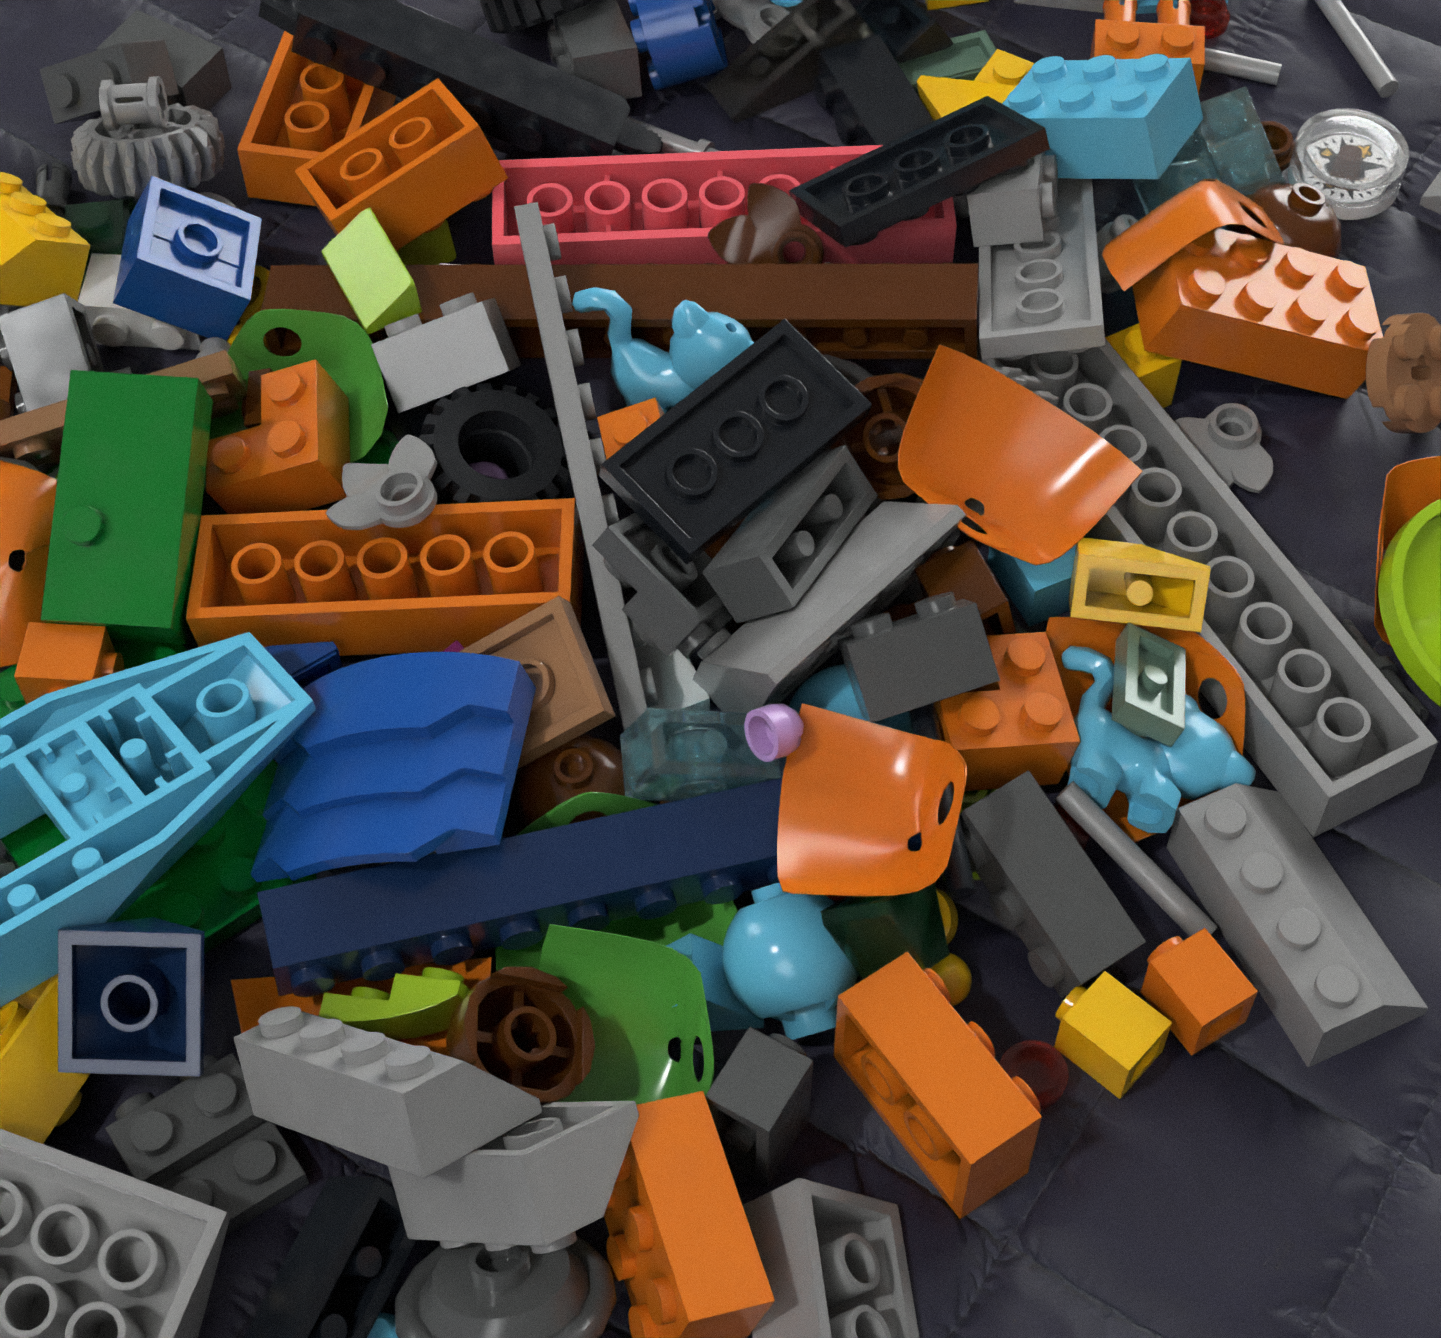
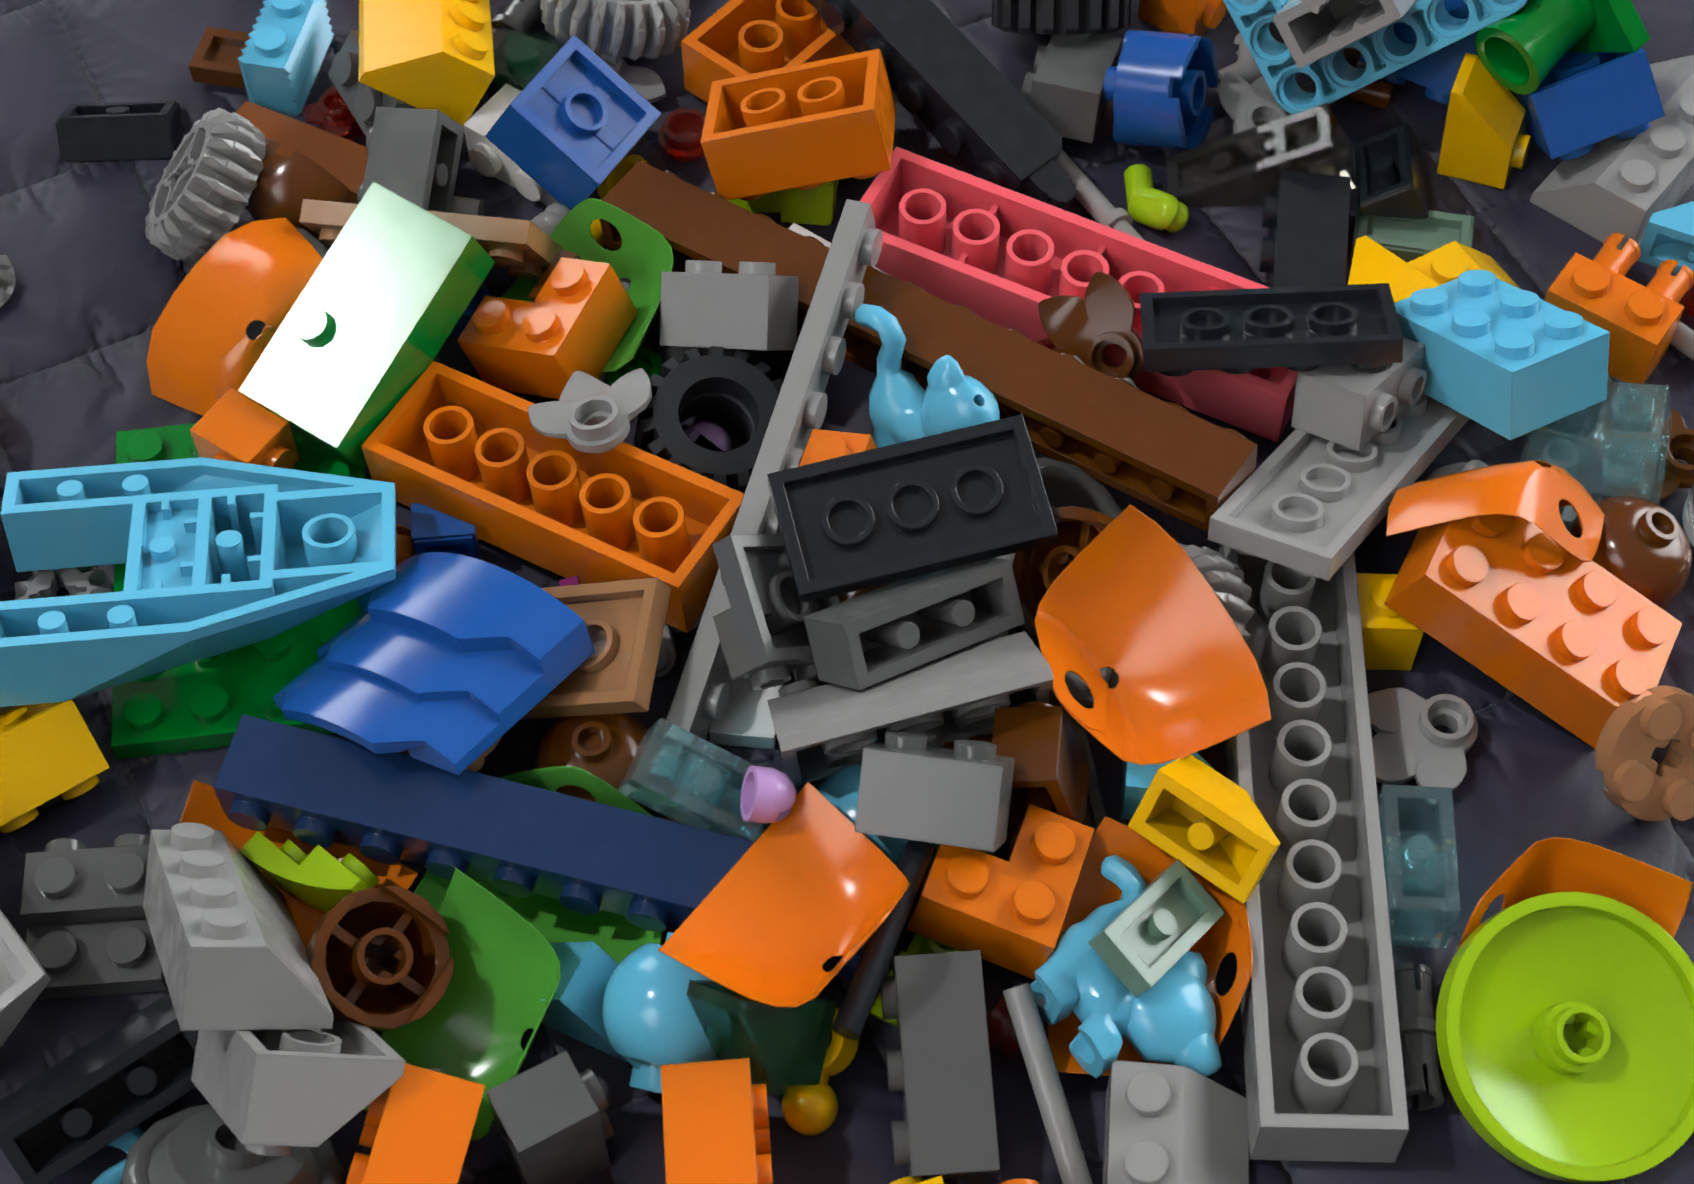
camera: 30 degrees right, 0 degrees up
(131, 998) = (96, 752): dark blue slope -> none
(281, 235) = (682, 134): none -> clear red plate
(371, 273) = (709, 207): lime slope -> none
(723, 128) = (1152, 206): none -> lime arm
(1303, 534) = (1419, 864): none -> clear light blue brick

